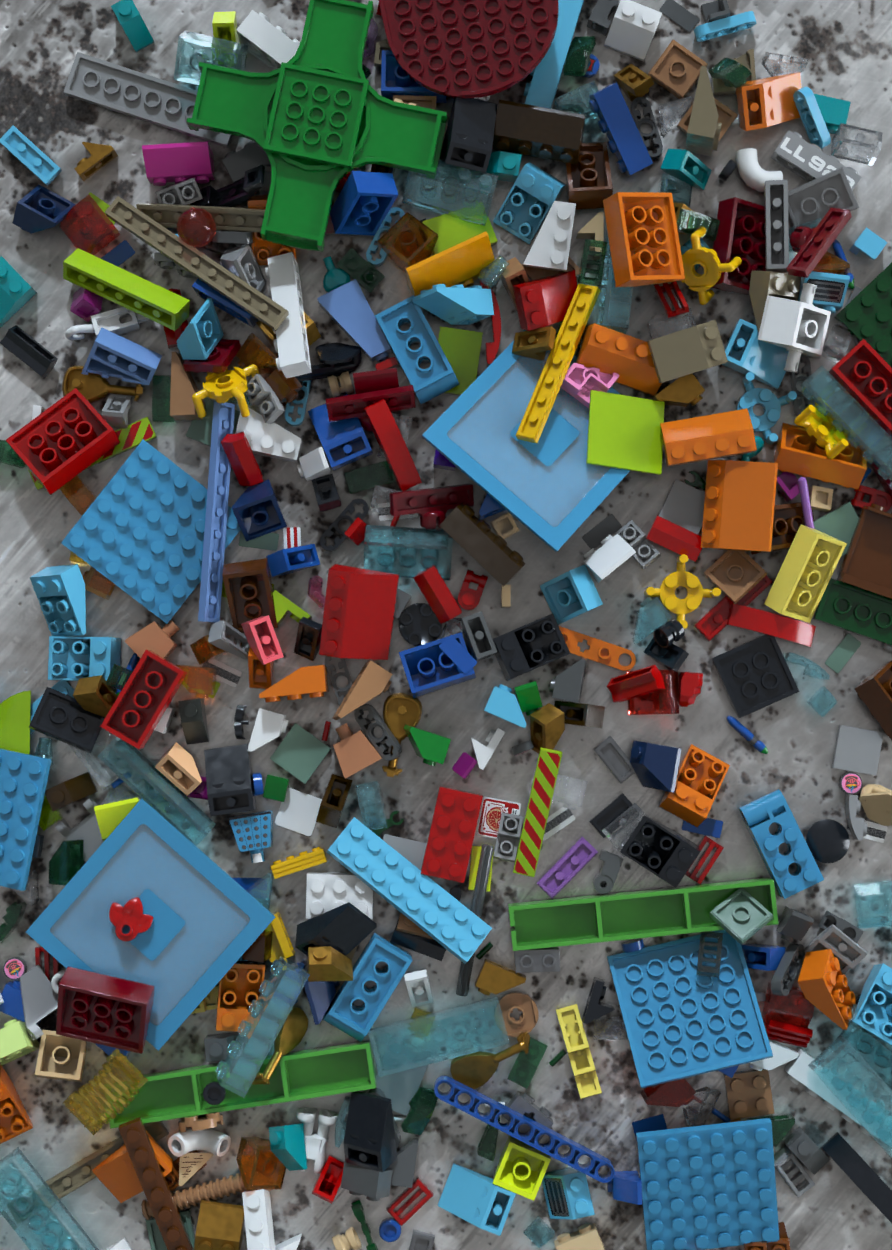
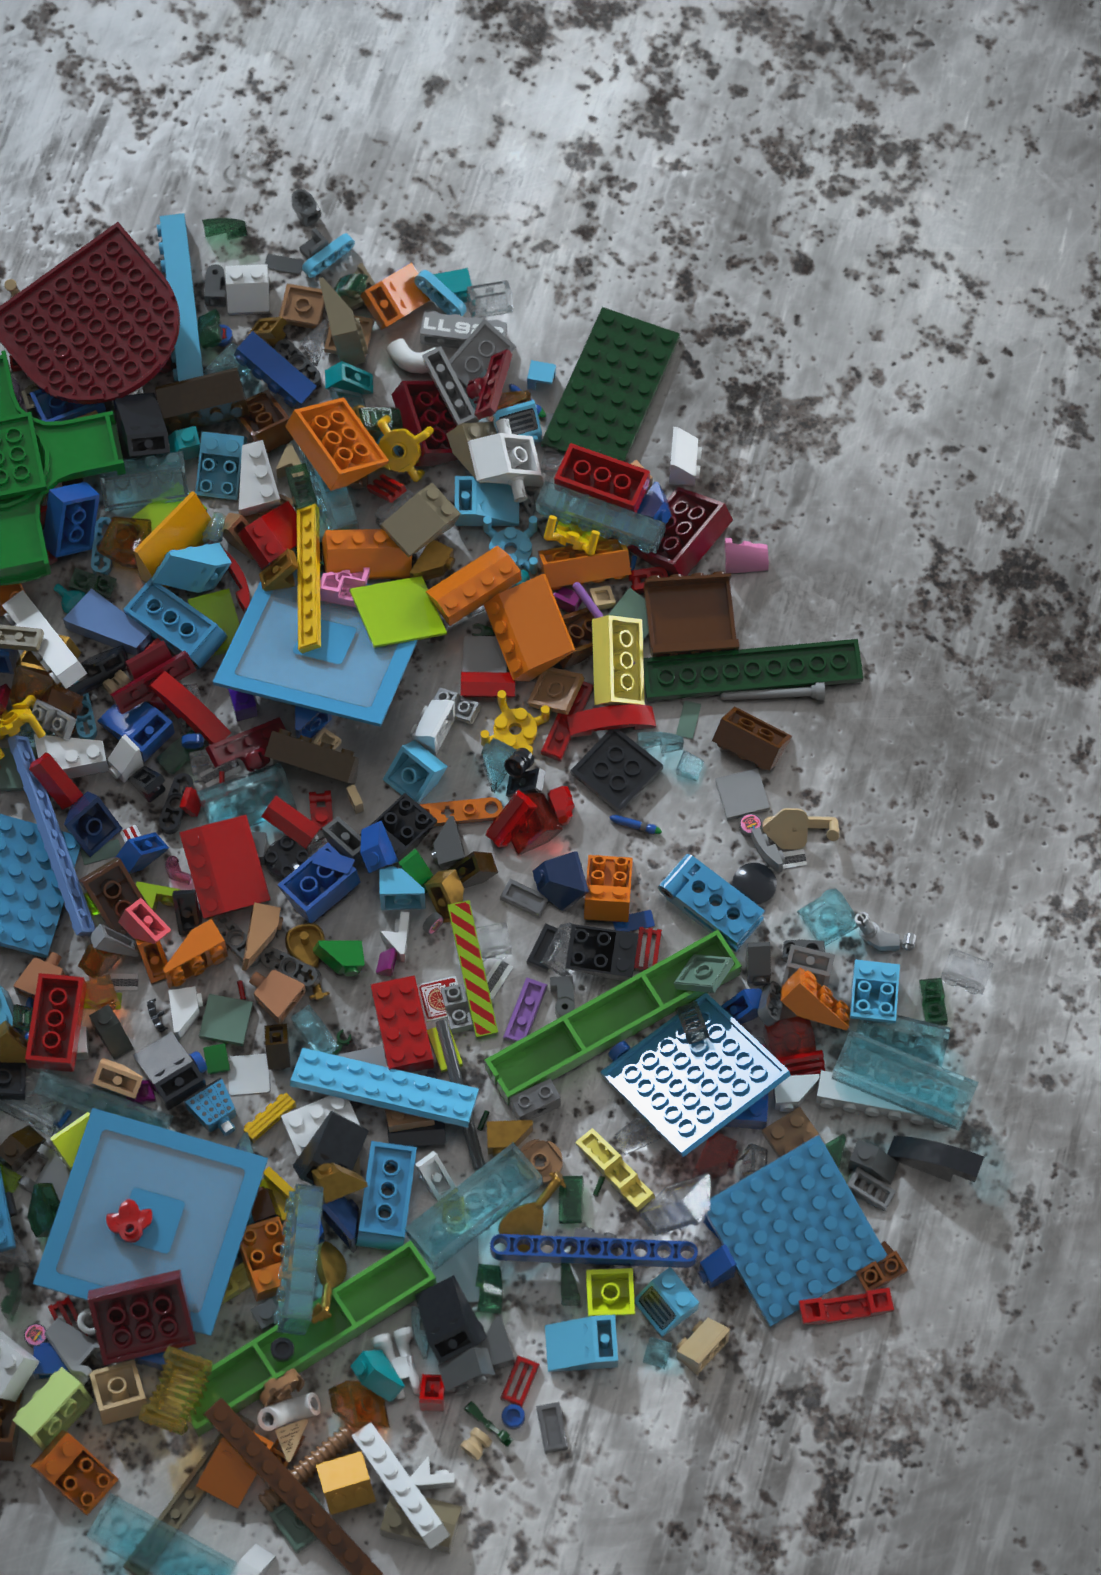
camera: 25 degrees left, 20 degrees down
(381, 475) = (192, 741): none -> blue tile
(501, 663) = (376, 848): none -> blue slope
(594, 1008) = (610, 1121): black slope -> none
(601, 531) = (413, 715): dark grey sticker -> none
(618, 1121) = (679, 1205): none -> clear slope
(727, 171) = (387, 366): black tile -> none
(783, 64) = (390, 264): clear slope -> none

